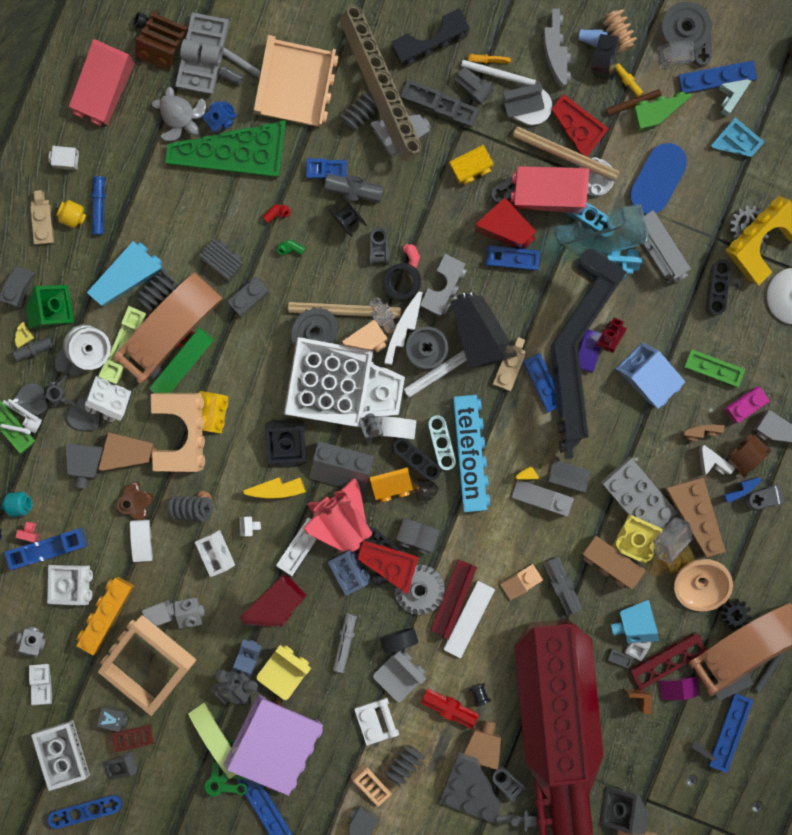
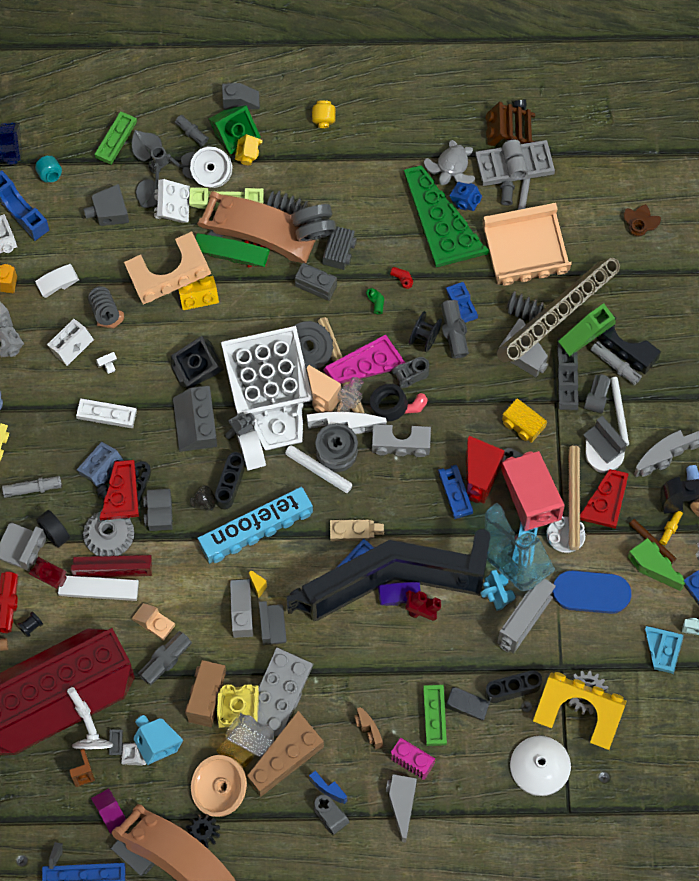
camera: 70 degrees right, 20 degrees down
(23, 335) = (200, 119): light yellow tile -> none
(28, 533) = (27, 187): coral tile -> none
(31, 422) = (125, 151): white plant -> none
(41, 220) = (308, 95): tan hinge -> none
(64, 158) = (370, 91): white brick -> none
(79, 304) = (247, 149): none -> yellow brick
(98, 205) = (340, 133): blue pin -> none
(101, 83) = (448, 93): coral slope -> none
(125, 274) = (290, 176): medium azure slope -> none
(125, 452) = (130, 235): medium nougat slope -> none
(137, 499) = (92, 264): reddish brown plate -> none
(194, 274) = (313, 222): none -> dark grey wheel
(275, 605) = (42, 400): dark red windscreen -> none
(276, 489) = (152, 373): yellow slope -> none
(340, 519) = (144, 430): coral brick -> none
(351, 281) = (367, 361): none -> dark pink wing
(391, 484) = (197, 464): light orange slope -> none
(413, 66) = (587, 329): none -> bright green slope
(440, 661) = (48, 573): none -> dark red hips
(447, 451) = (259, 488): light aqua beam -> none
(449, 54) = (622, 368): none -> light grey pin
(480, 331) = (372, 484): black slope -> none
(490, 59) = (628, 397): light orange piece -> none
(615, 682) = (93, 740): none -> white dish
(649, 664) = (134, 779): dark red fence -> none
(651, 375) = (400, 658): light blue slope -> none
(709, 458) = (344, 745): white slope -> none
(715, 335) = (467, 704): none -> black slope
(749, 455) = (363, 777): reddish brown brick -> none

